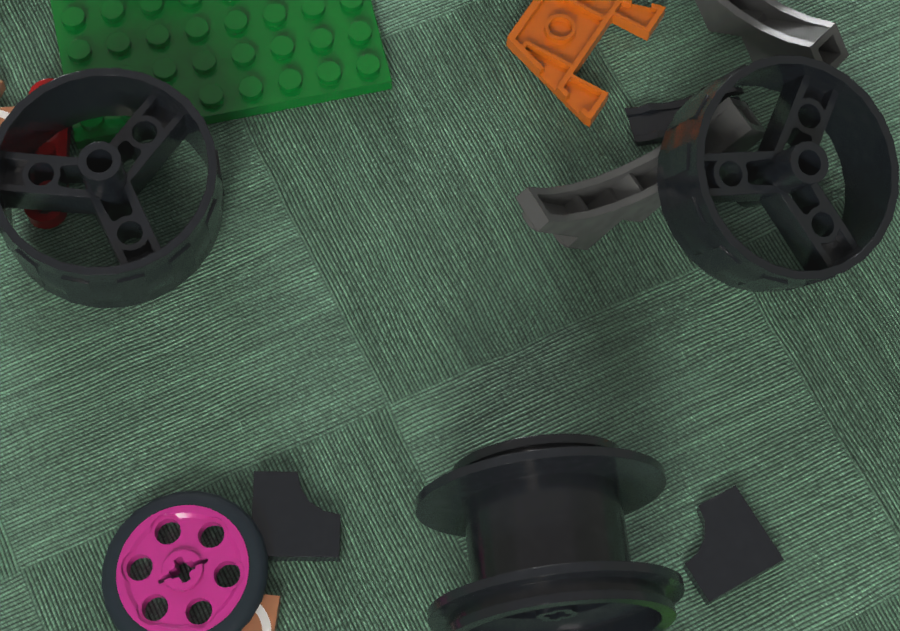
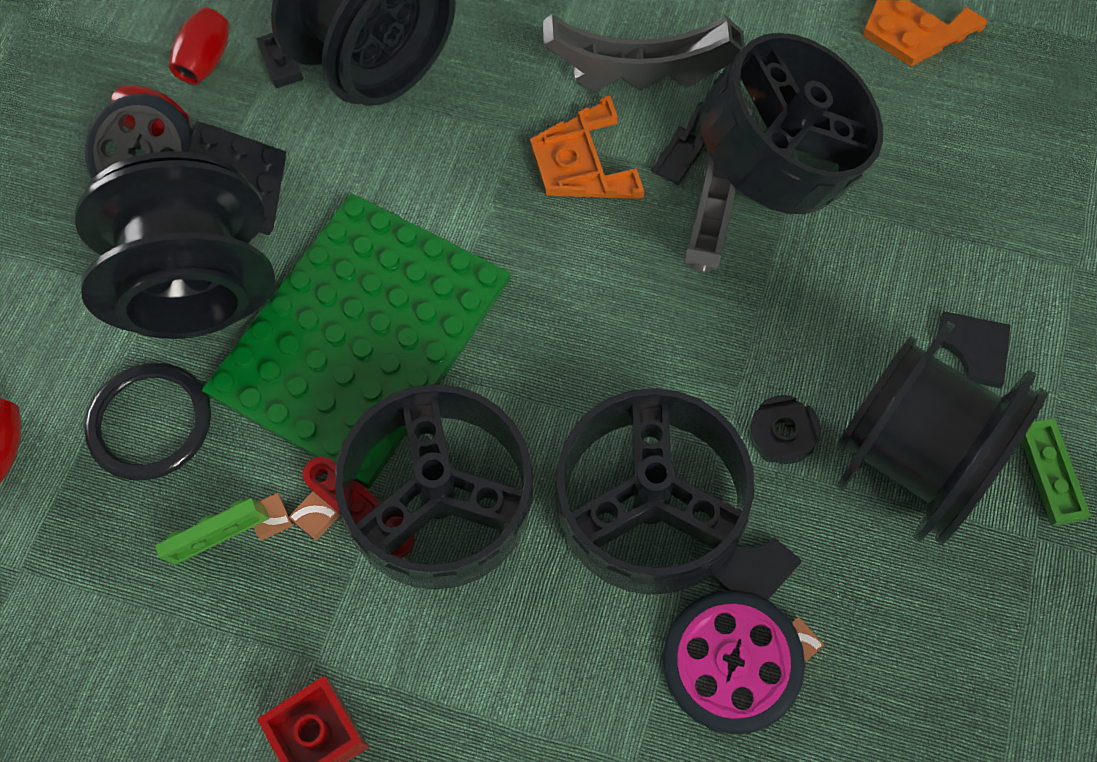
camera: 40 degrees left, 0 degrees up
(271, 368) = (653, 483): none -> black wheel
(455, 416) = (776, 447): none -> black plate

